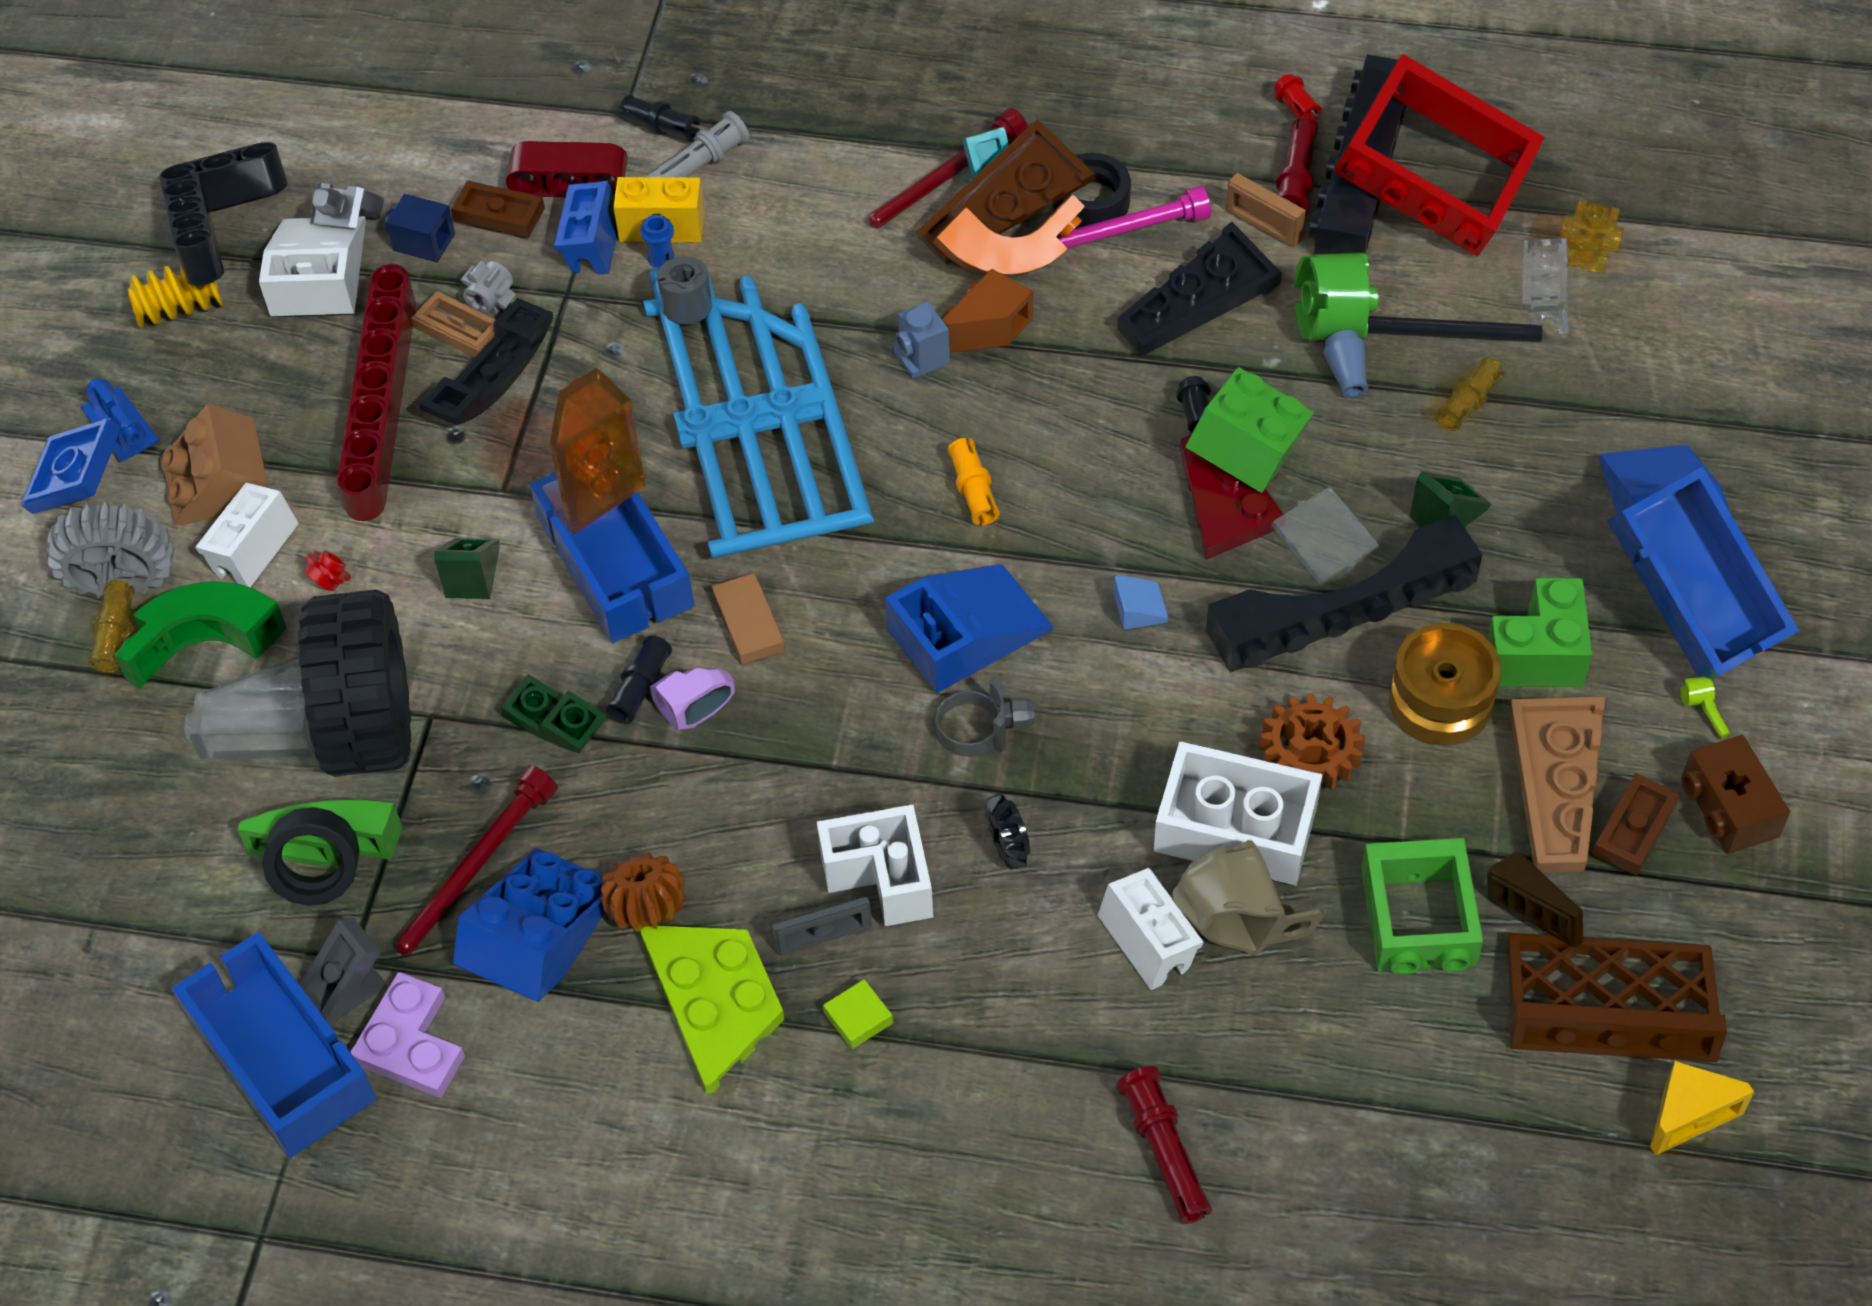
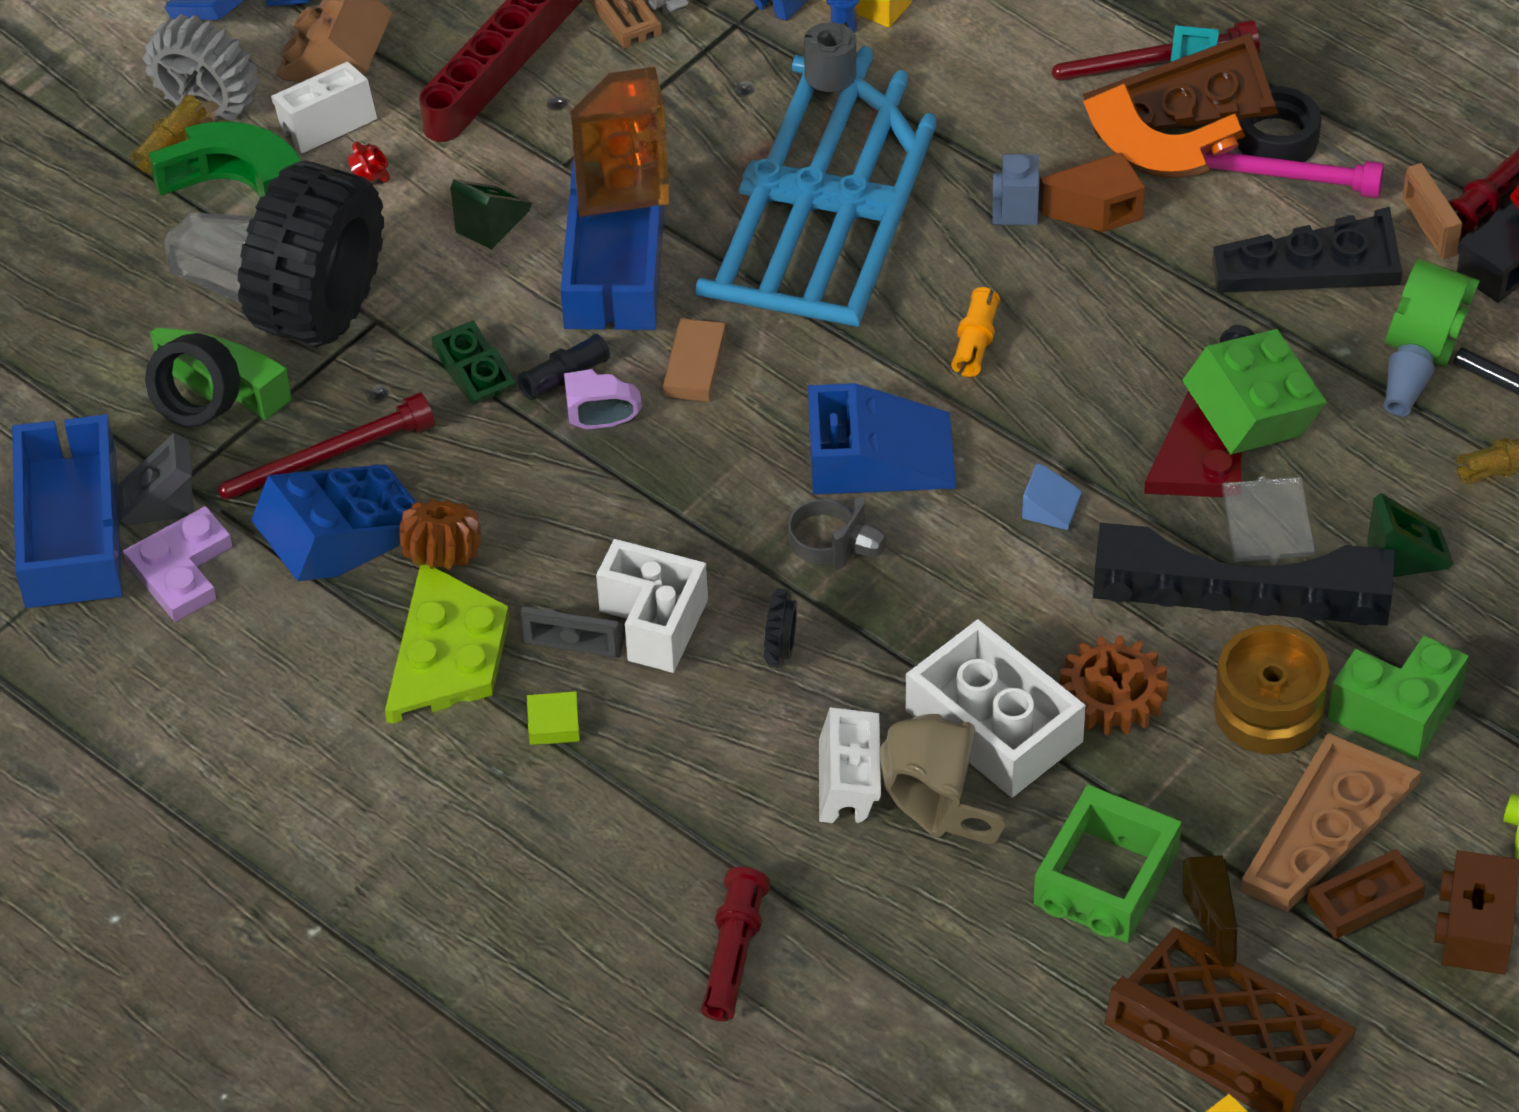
camera: 30 degrees right, 5 degrees down
(494, 369) = (666, 40): black slope -> none

